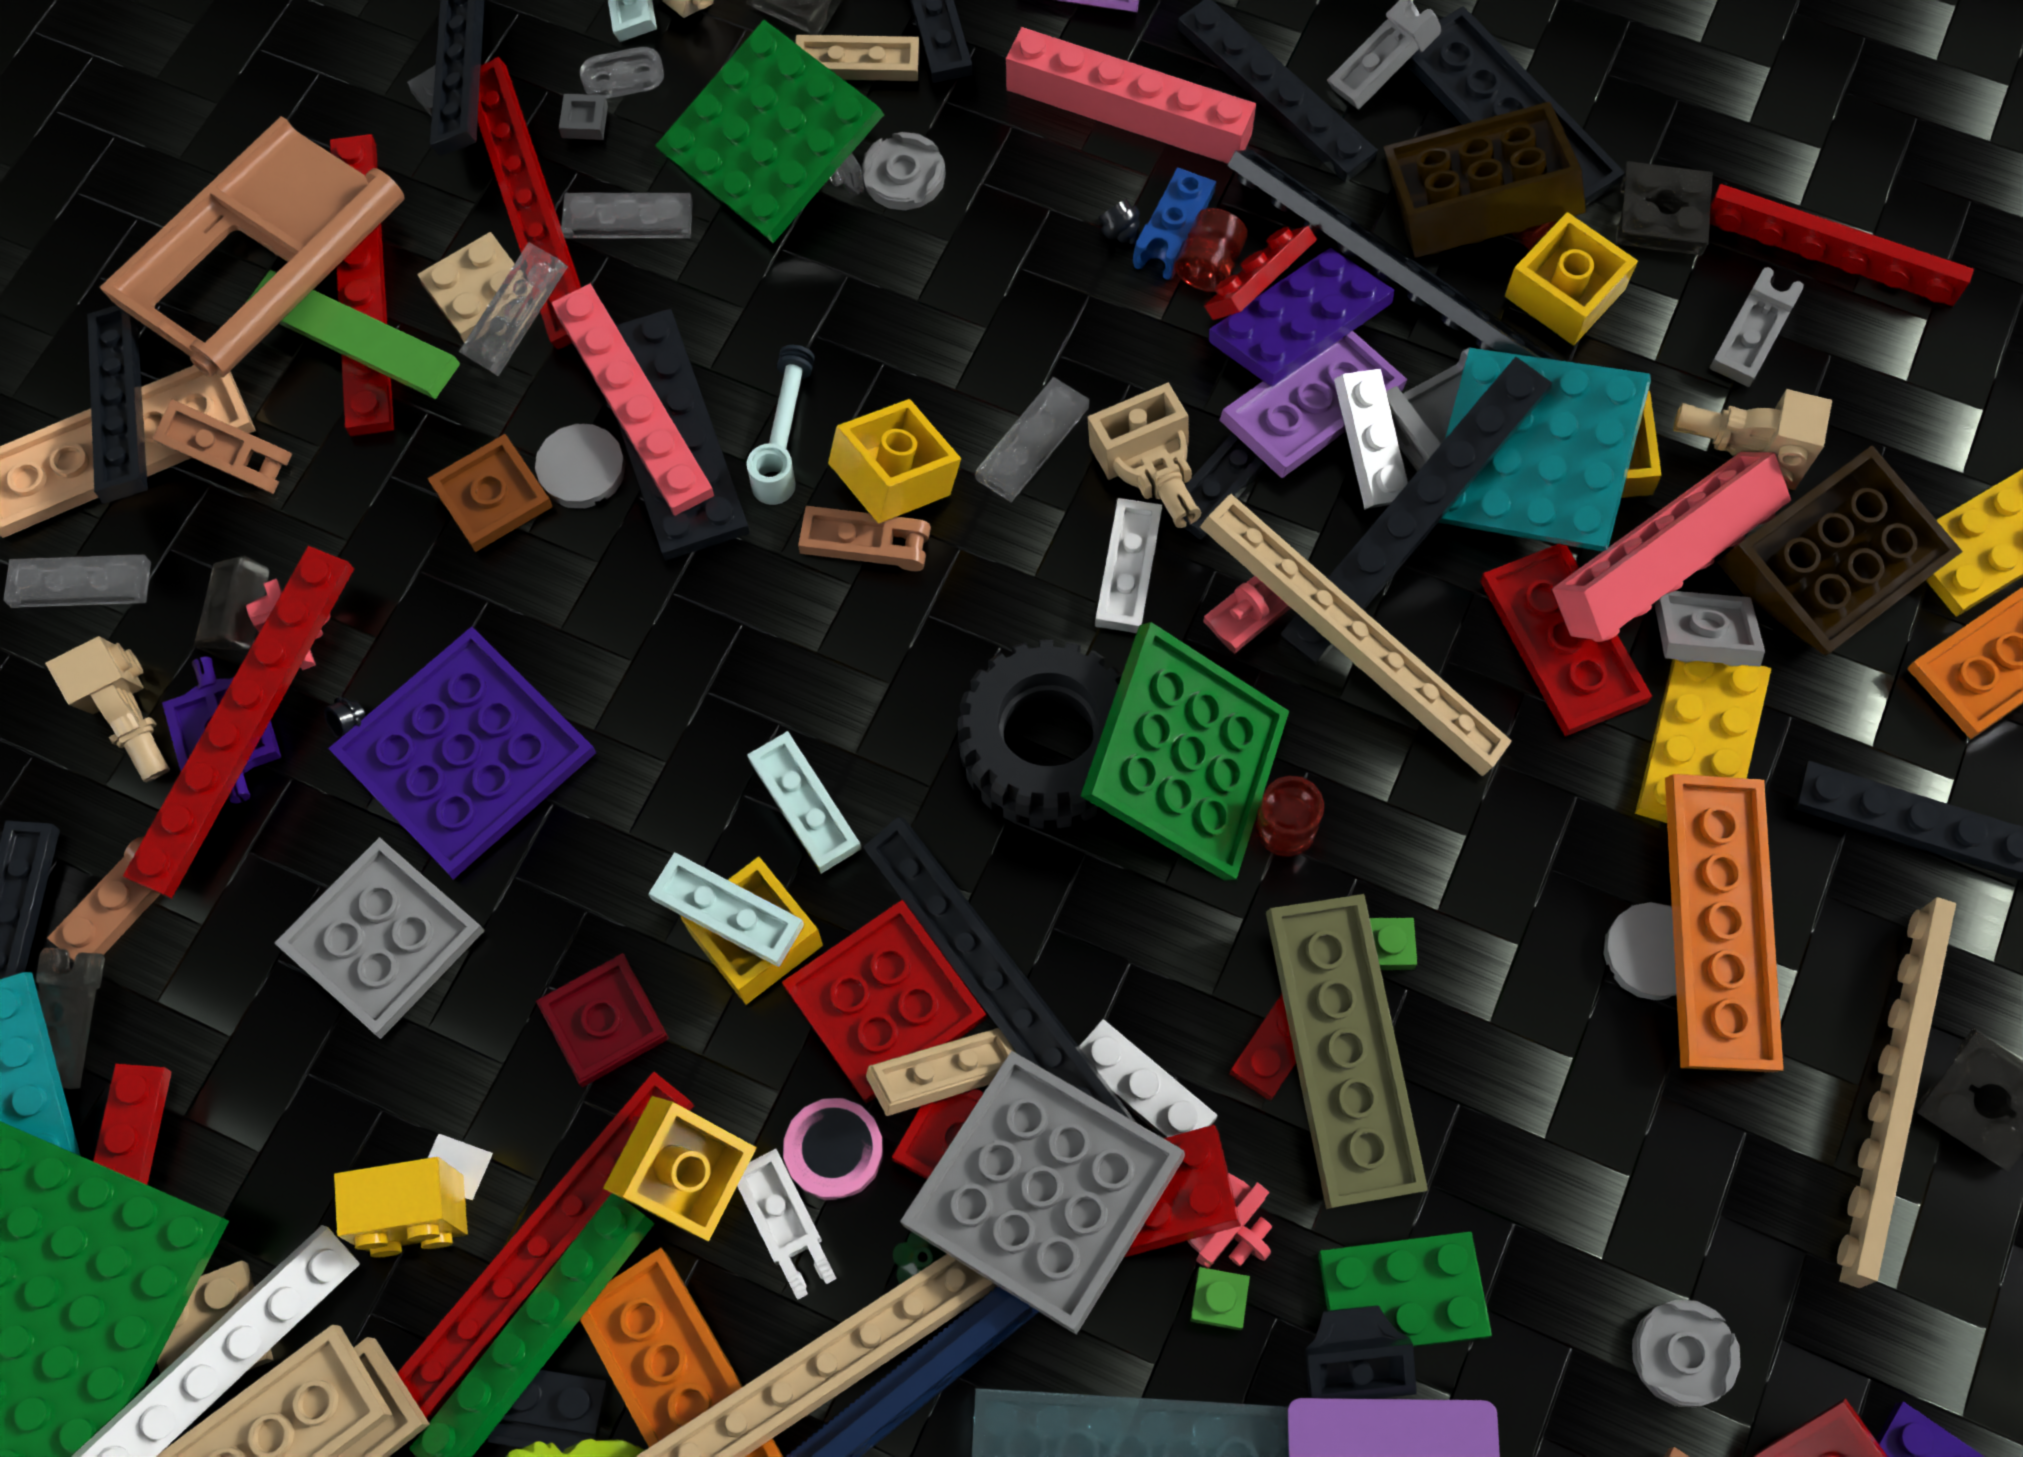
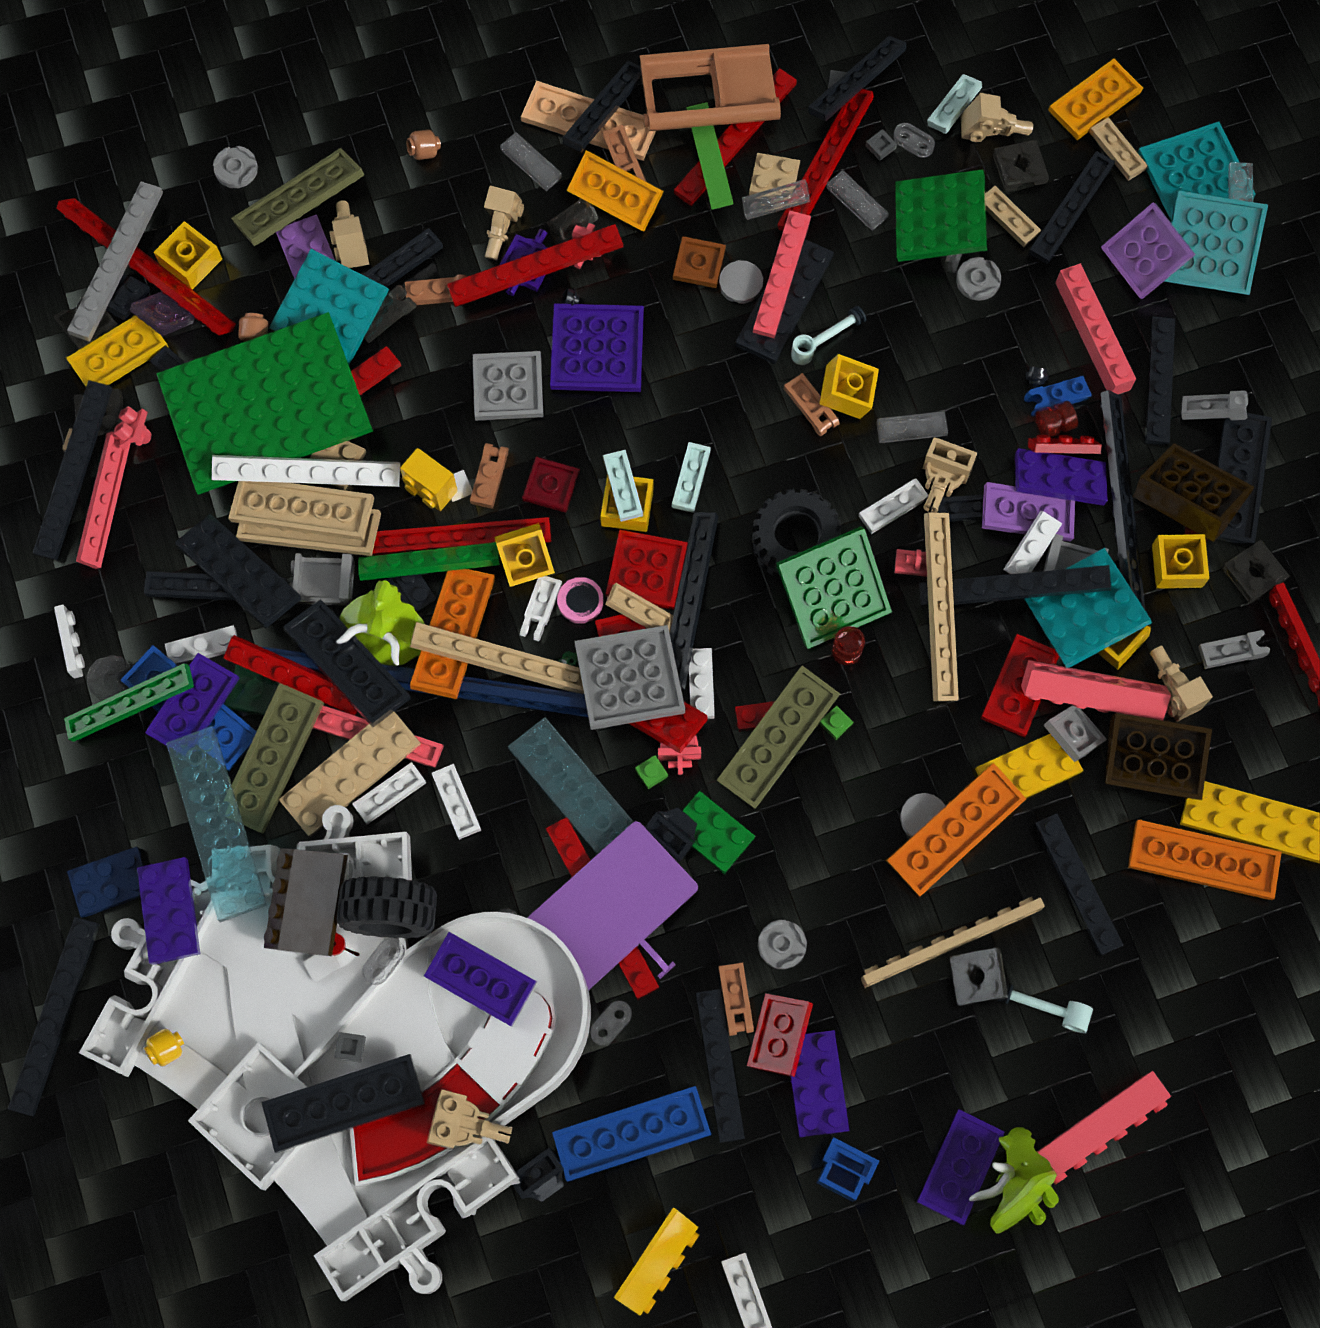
camera: 45 degrees right, 5 degrees up
(255, 504) = (615, 190): none -> light orange plate
(492, 1103) = (489, 476): none -> nougat plate

